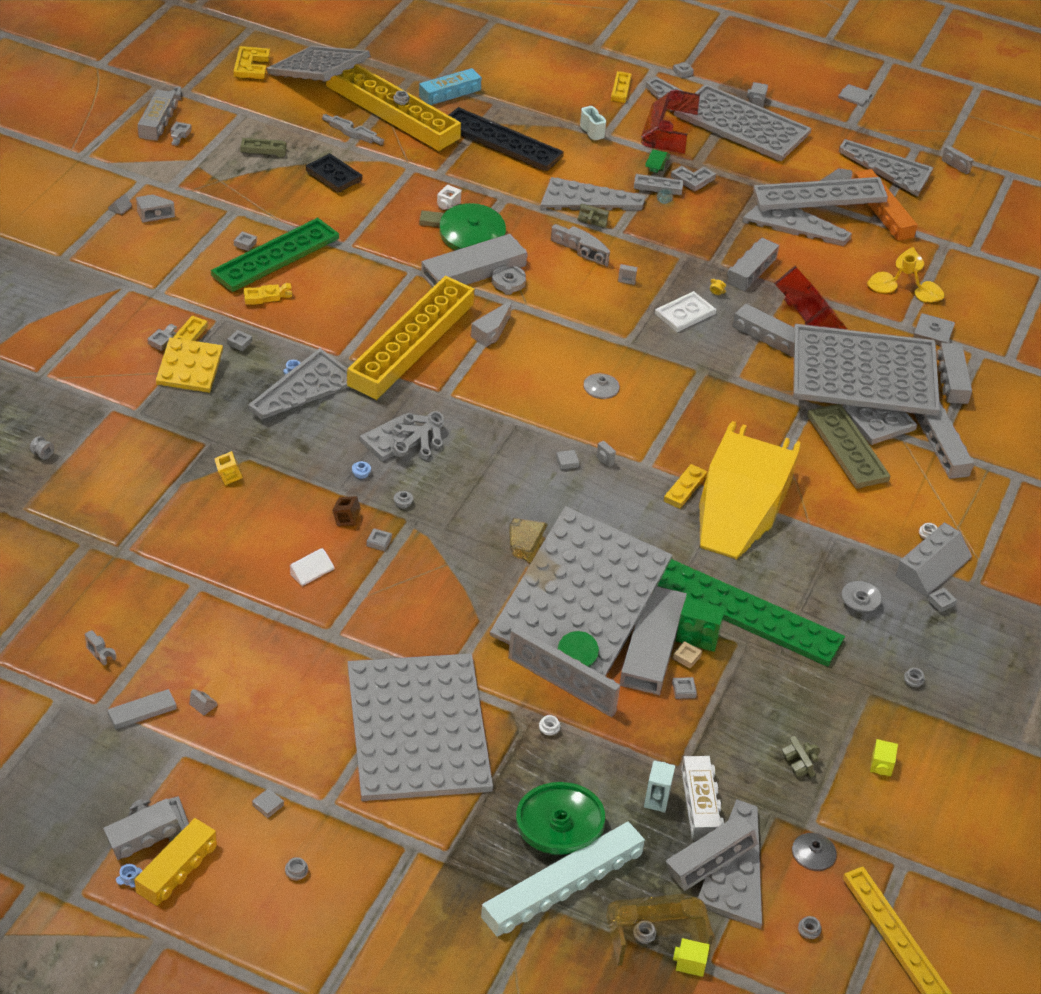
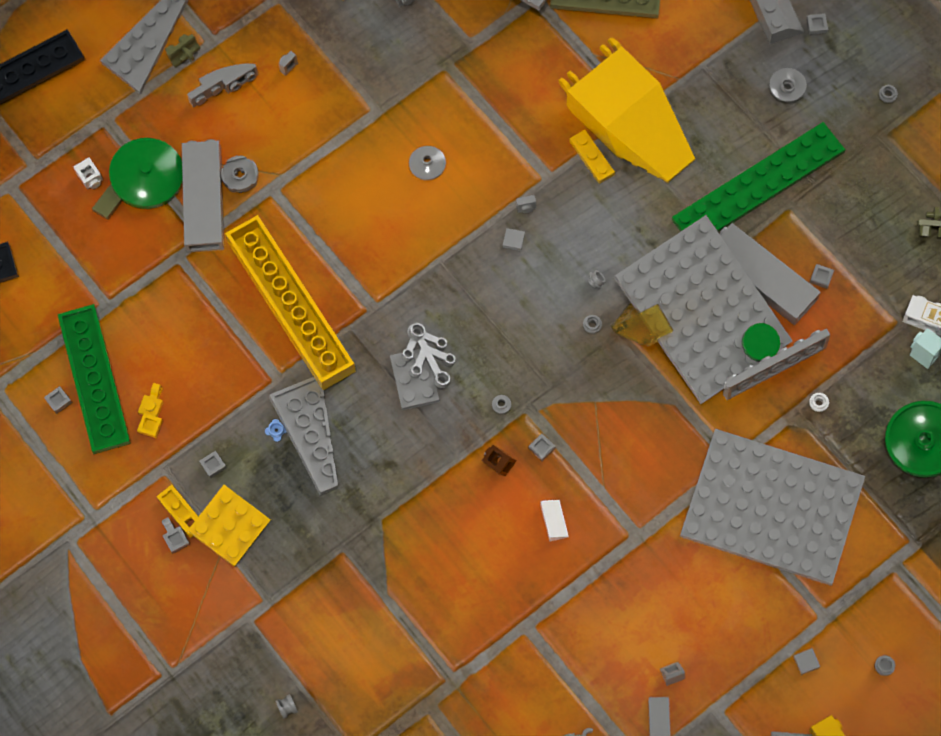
camera: 55 degrees left, 25 degrees up
(228, 468) = (385, 543): yellow brick -> none
(361, 469) = (446, 430): light blue plate -> none
(489, 327) = (305, 221): light grey slope -> none
(685, 311) = (361, 37): white tile -> none
(687, 654) = (791, 255): tan plate -> none
(700, 624) = (773, 228): green brick -> none

